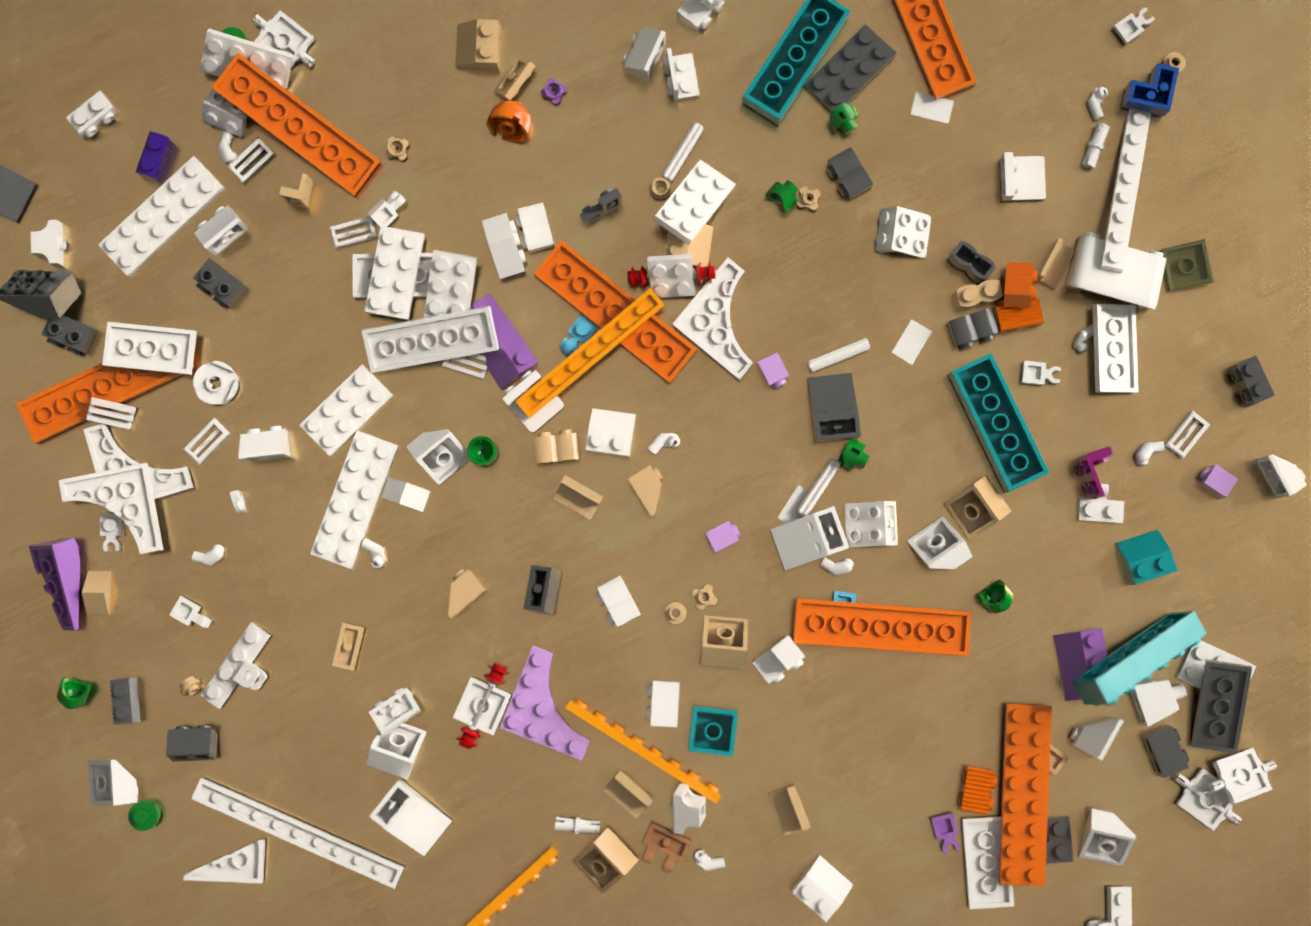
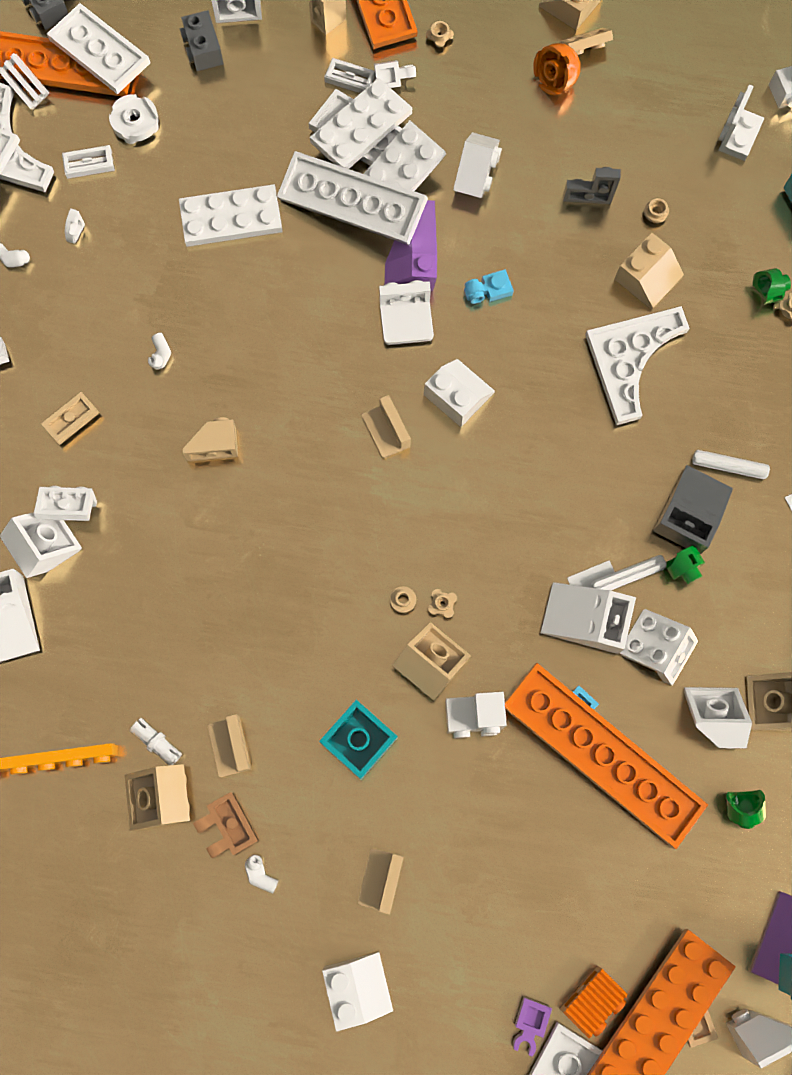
camera: 30 degrees right, 10 degrees down
(264, 445) = (133, 193): white slope -> none
(354, 499) = (178, 295): white plate -> none
(405, 494) = (229, 321): white slope -> none
(438, 454) = (285, 303): white slope -> none
(463, 370) = (350, 234): white tile -> none
(482, 451) = (326, 325): green piece -> none
(482, 706) = (151, 559): white plate -> none
(534, 713) = (196, 603): lavender plate -> none
(535, 228) = (516, 171): white brick -> none
(542, 590) = (289, 487): dark grey brick -> none
(553, 84) = (614, 67): medium lavender plate -> none
(556, 448) = (397, 369): tan brick -> none
(590, 353) = (491, 303): light orange plate -> none
(603, 300) = (540, 289): orange plate -> none
(618, 601) = (354, 550): white brick -> none
(645, 53) = (721, 90): white slope -> none
(647, 487) = (459, 462): tan slope -> none
(652, 755) = (281, 723): light orange plate -> none
(664, 440) = (505, 431): white arm -> none
(664, 703) = (328, 678): white brick -> none
(671, 275) = (617, 285): white plate -> none
(682, 151) = (699, 193): white axle -> none
(687, 809) = (276, 802): white brick -> none
(694, 202) = (682, 235): white plate -> none
(723, 536) = (501, 556): lavender brick -> none
(773, 371) = (657, 435): lavender brick -> none
(839, 568) = (596, 667): white arm -> none

